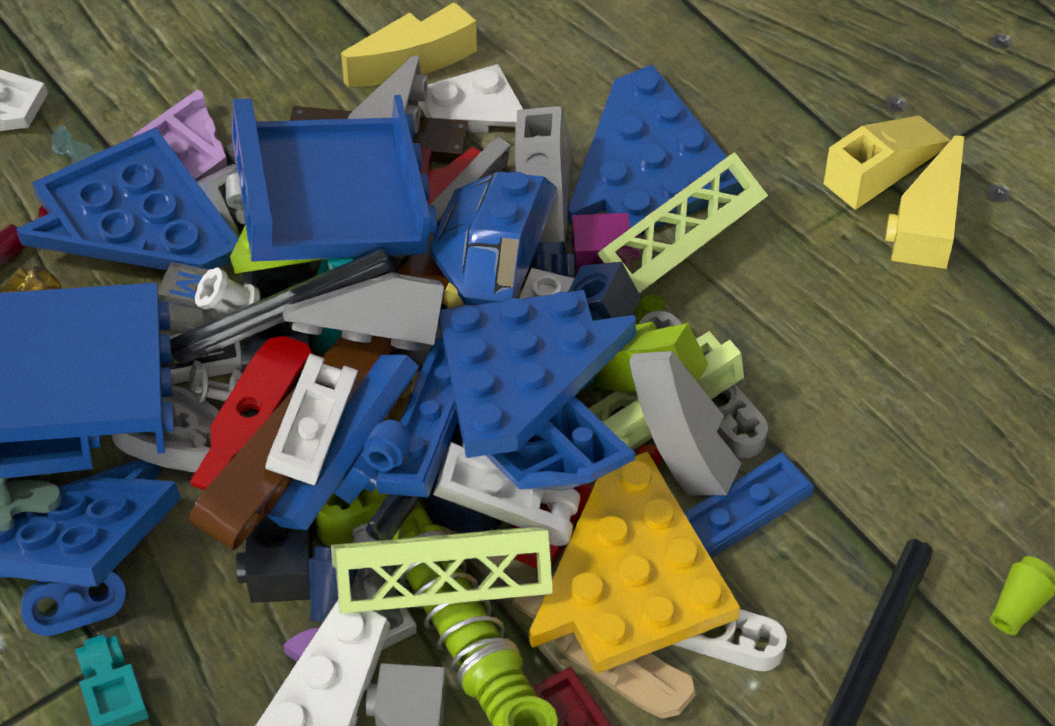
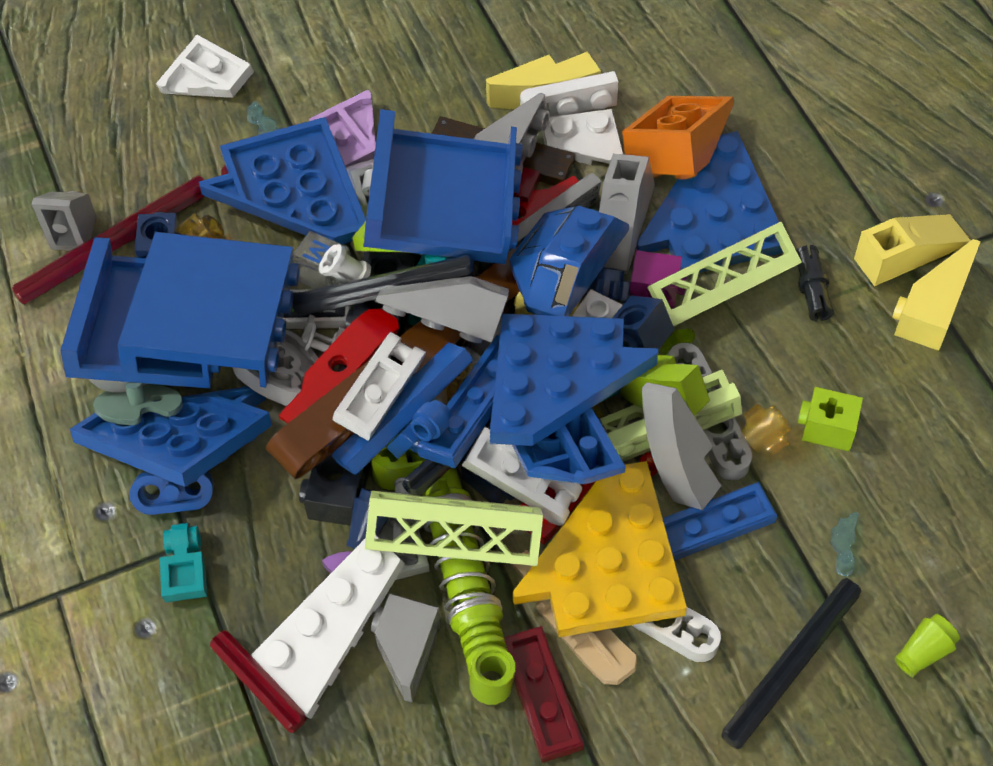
camera: 15 degrees right, 5 degrees up
(455, 53) = (577, 95): none -> white plate
(587, 77) = (679, 133): none -> orange slope
(775, 389) = (765, 428): none -> clear yellow gear
(787, 220) = (814, 284): none -> black pin
(846, 364) = (830, 418): none -> lime brick
(894, 499) = (842, 539): none -> clear light blue piece

